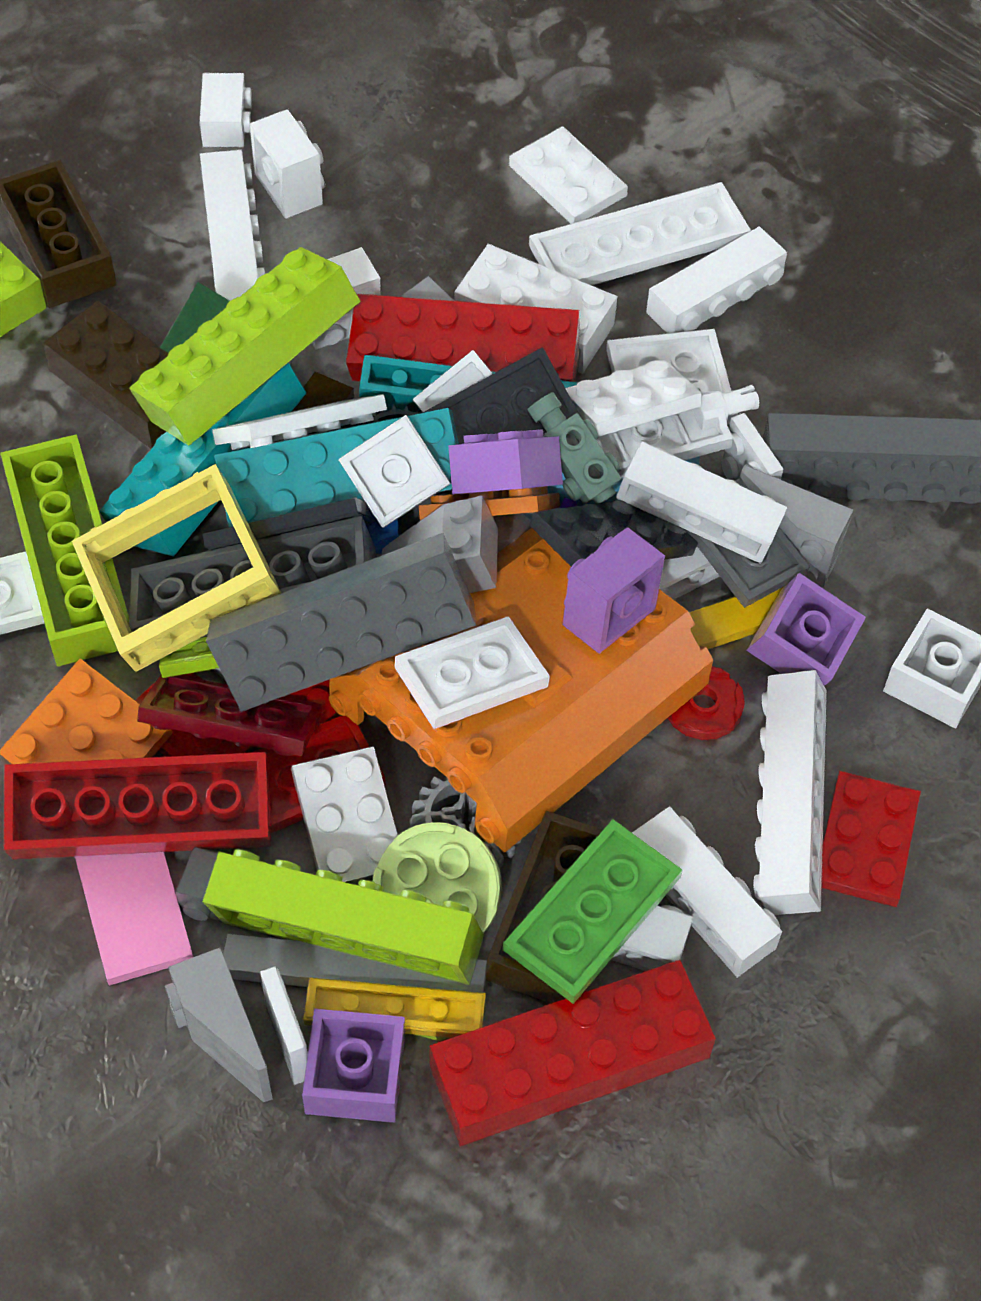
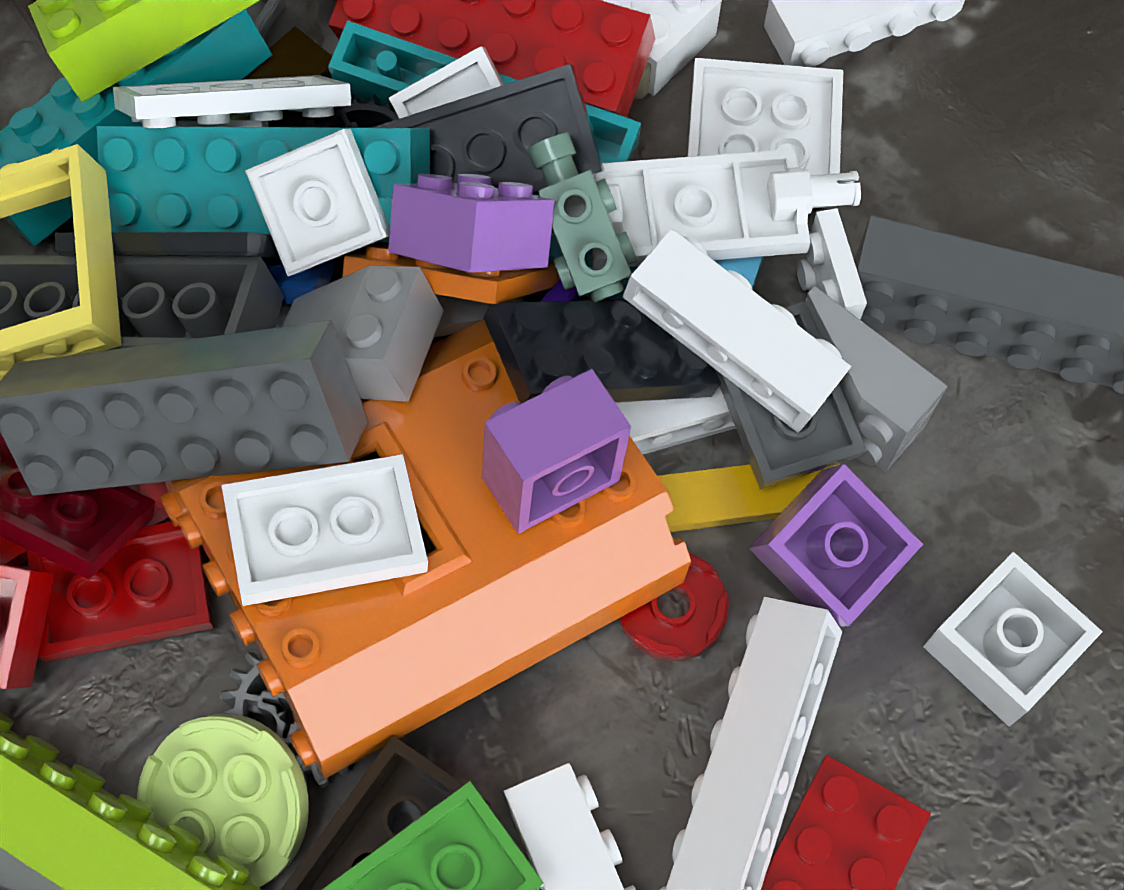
camera: 15 degrees right, 10 degrees up
(345, 812) = (138, 666): white plate -> none
(634, 397) = (685, 156): white plate -> none

